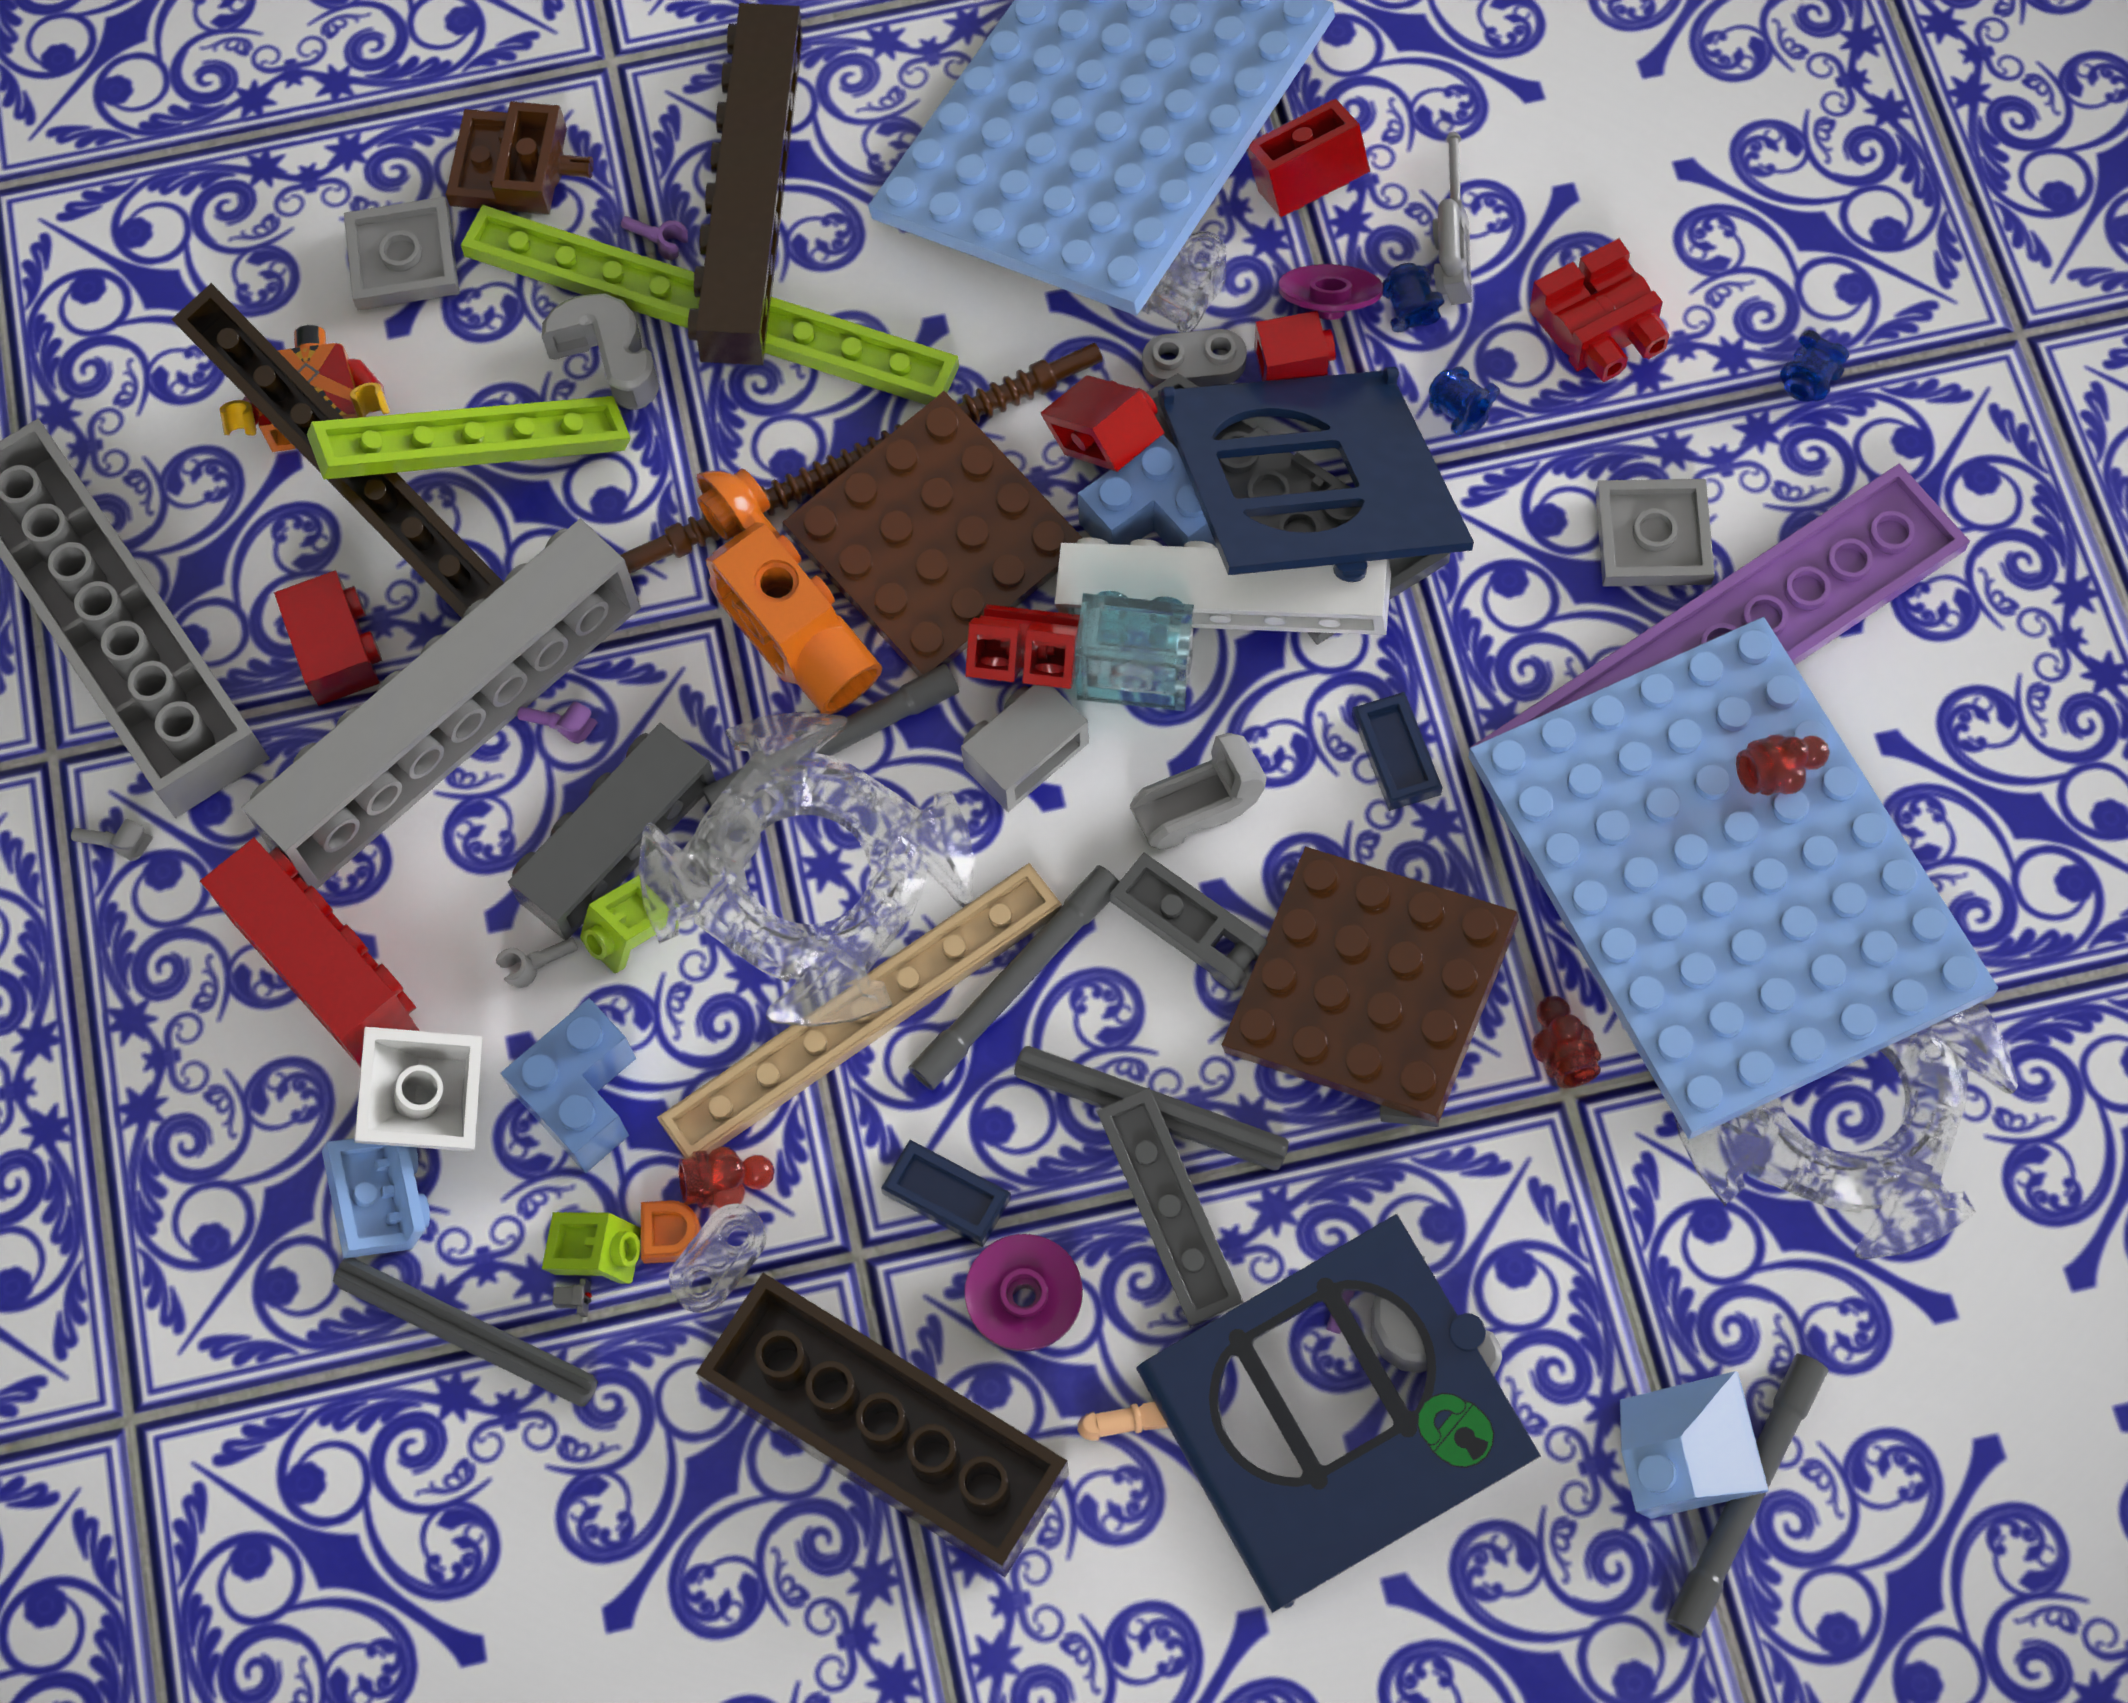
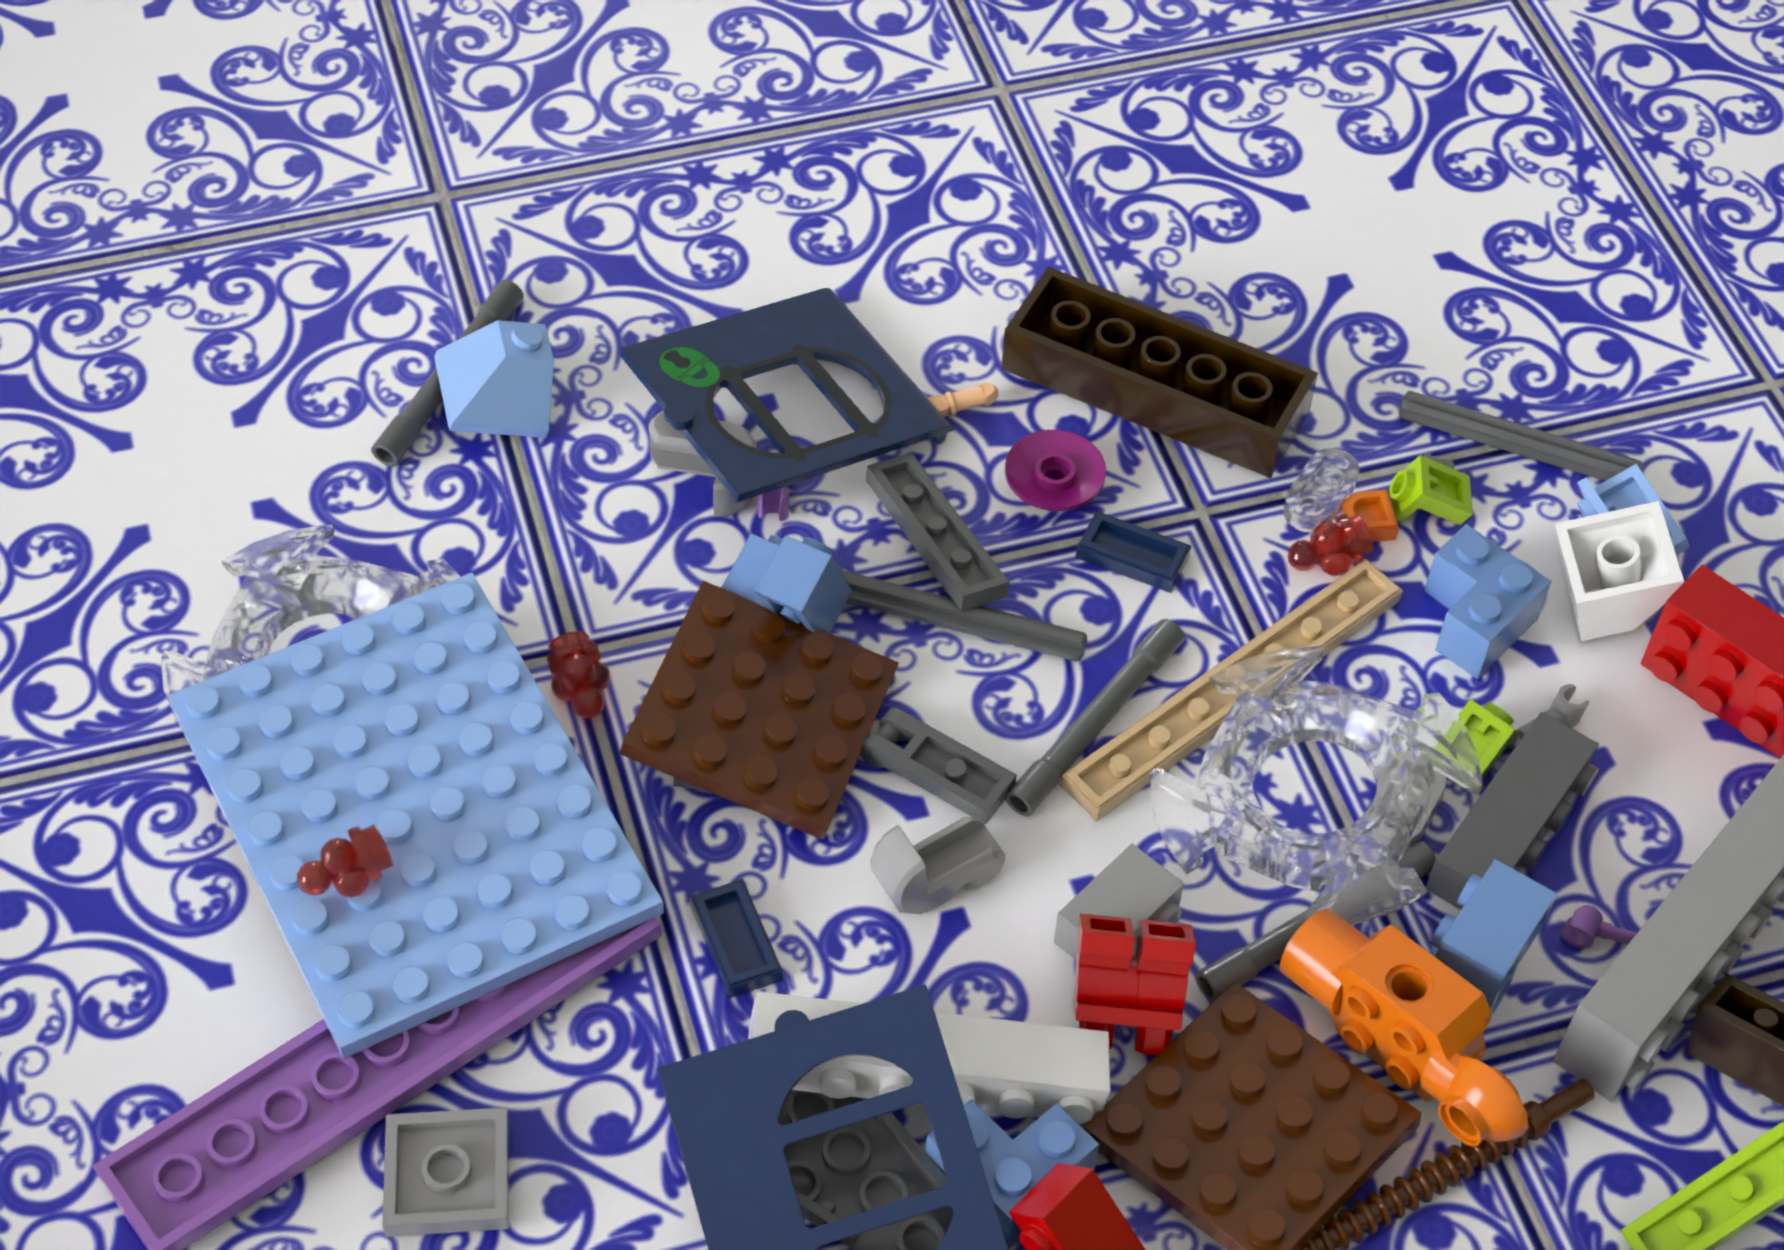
camera: 170 degrees right, 15 degrees down
(683, 661) = (1492, 929): none -> medium blue brick
(1134, 650) = (1019, 972): clear light blue piece -> none
(1338, 1120) = (791, 579): none -> medium blue brick

